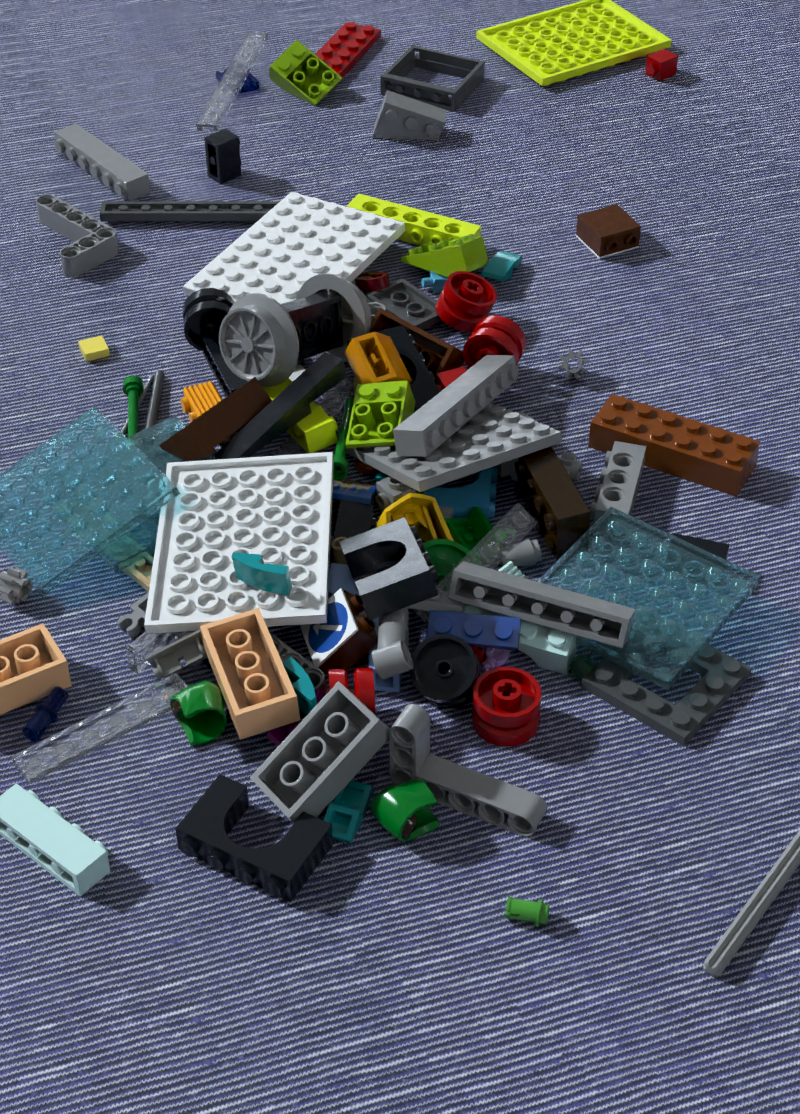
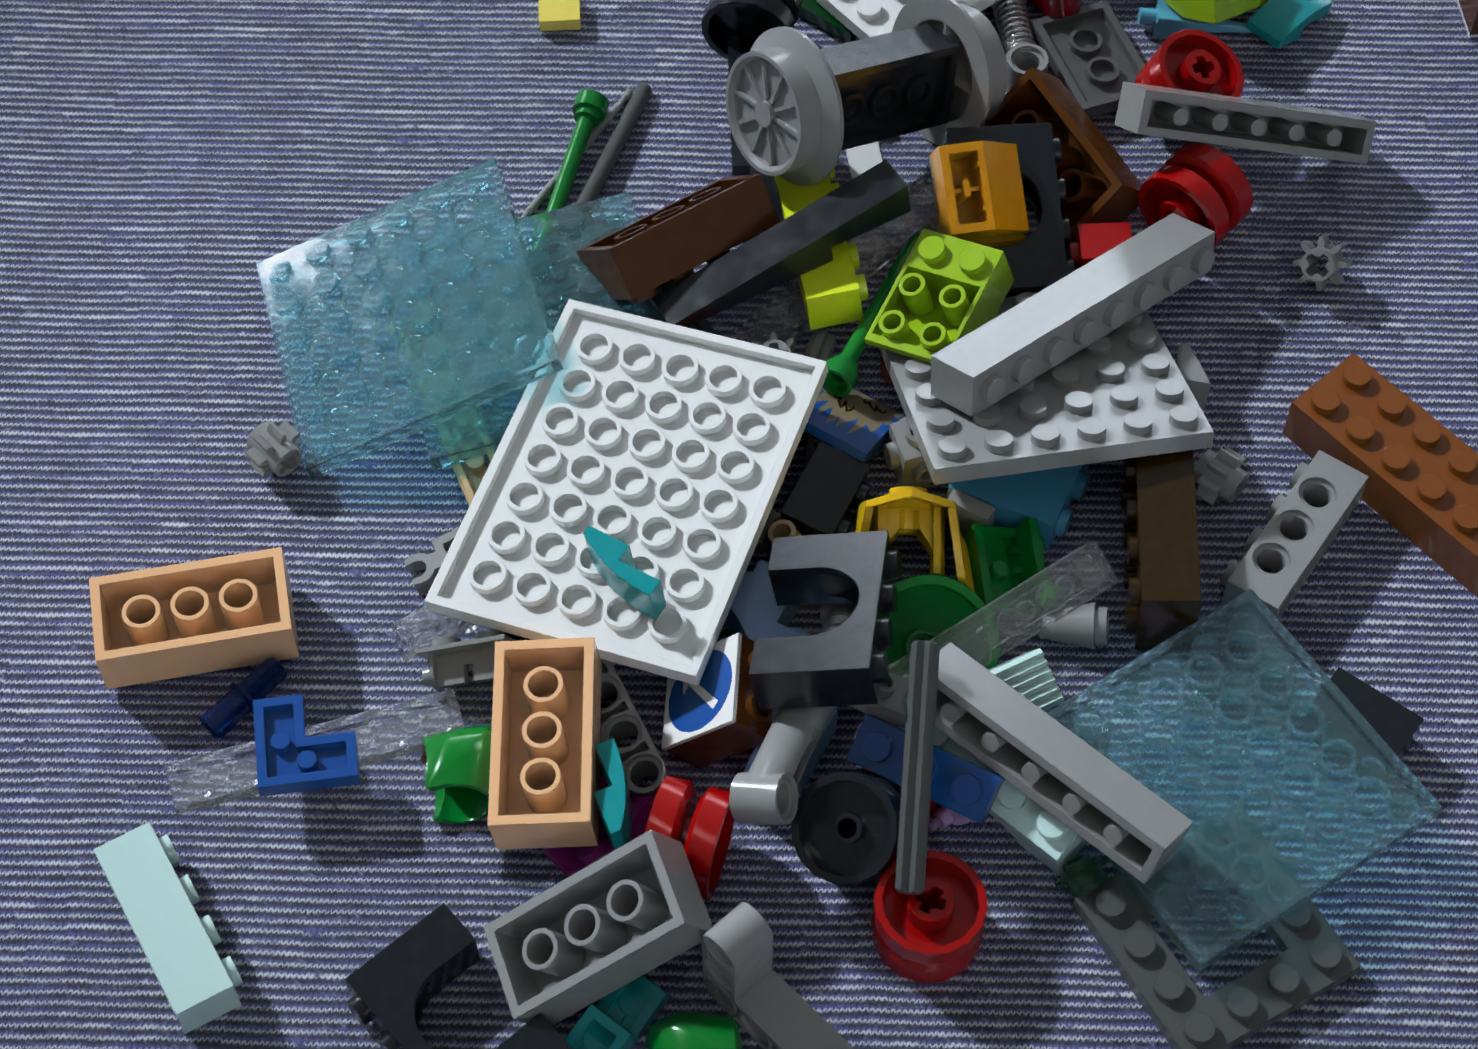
camera: 20 degrees right, 15 degrees up
(96, 729) = (292, 761): none -> blue plate
(199, 399) = (681, 168): light orange brick -> none
(474, 621) = (917, 768): none -> dark grey axle
(515, 305) = (1244, 123): none -> light grey brick

